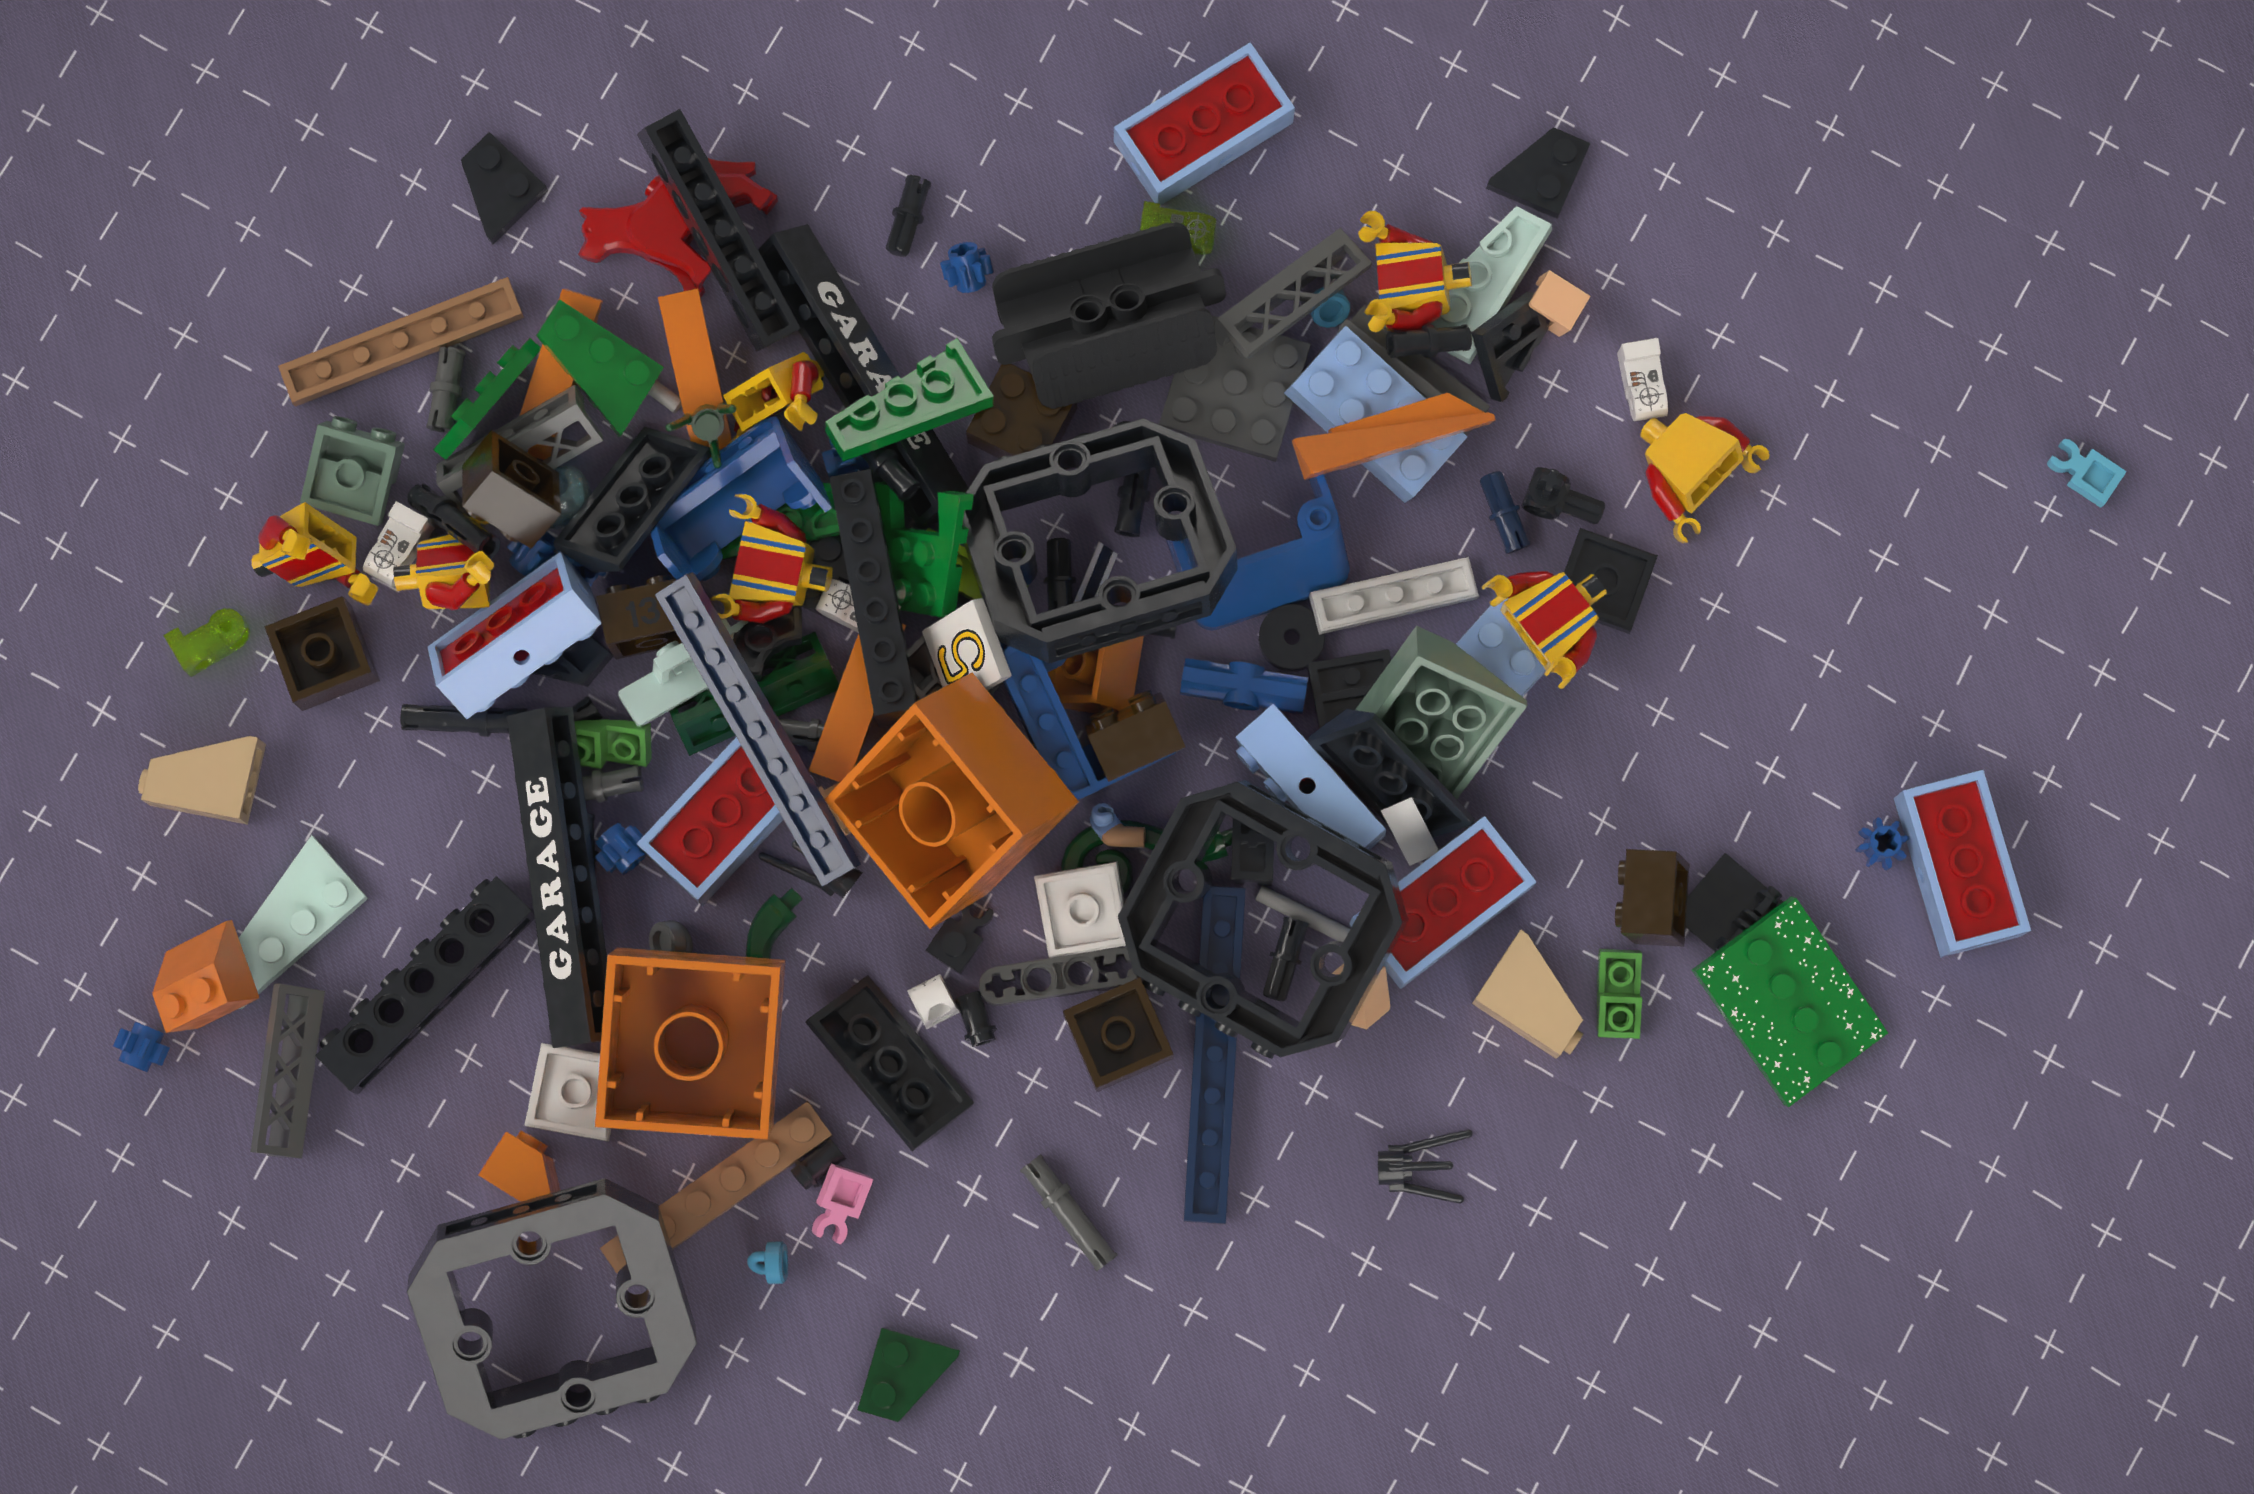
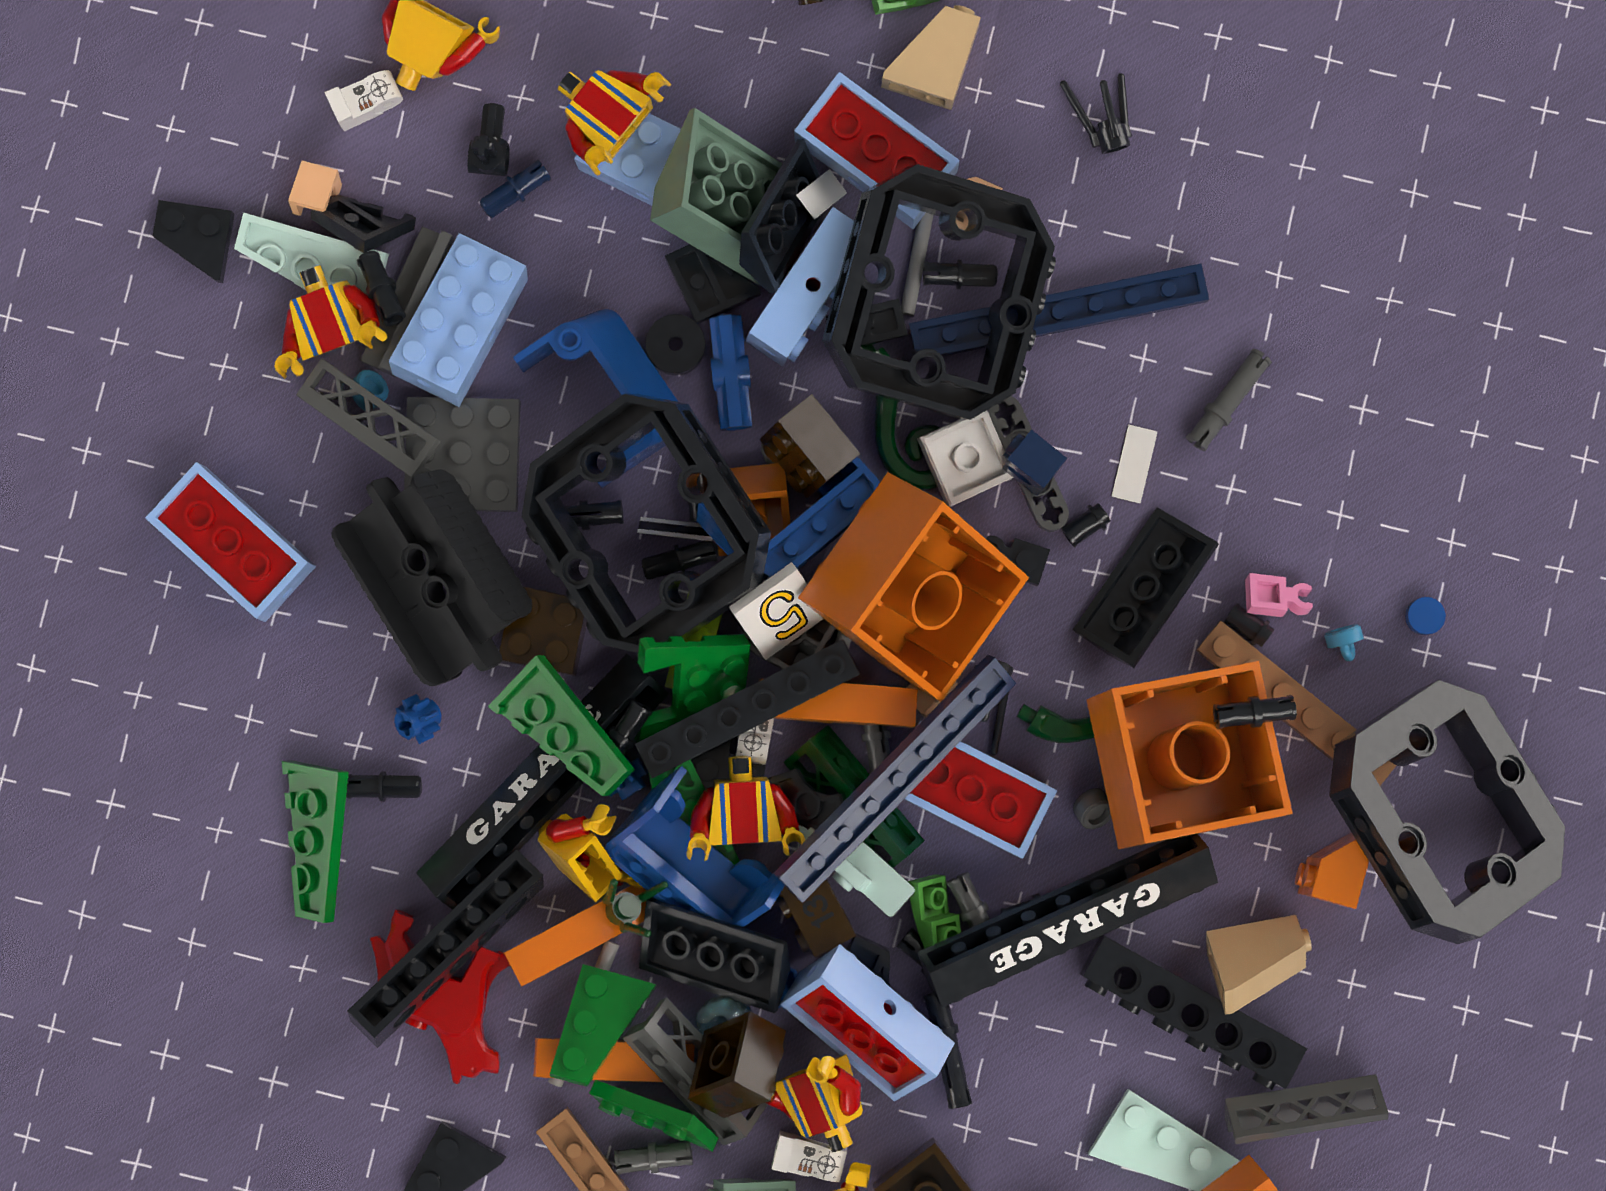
camera: 100 degrees left, 5 degrees up
(445, 515) = (770, 1122): black pin -> none
(460, 1064) = (1255, 958): none -> tan slope
(526, 559) = (795, 1032): blue gear -> none
(566, 1093) = (1248, 857): white tile -> none
(620, 849) = (1026, 875): blue gear -> none
(713, 1115) = (1254, 711): none -> black pin
(773, 1361) = (1425, 616): none -> blue tile
(892, 141) = (317, 814): none -> green wing
(902, 1373) = (1403, 503): dark green wing -> none
(933, 1001) = (1081, 564): white leg -> none
(1028, 1093) = (1134, 463): none -> white sticker
(1054, 970) = (1032, 461): none -> dark blue brick
(1112, 831) = (891, 450): arm -> none
(1118, 1034) = (1068, 396): dark brown brick -> none
(1200, 225) = (329, 558): clear neon green leg -> none
(1387, 434) = (480, 297): orange wedge -> none
(1393, 595) = (615, 265): white tile -> none
(1621, 571) = (537, 84): black plate -> none

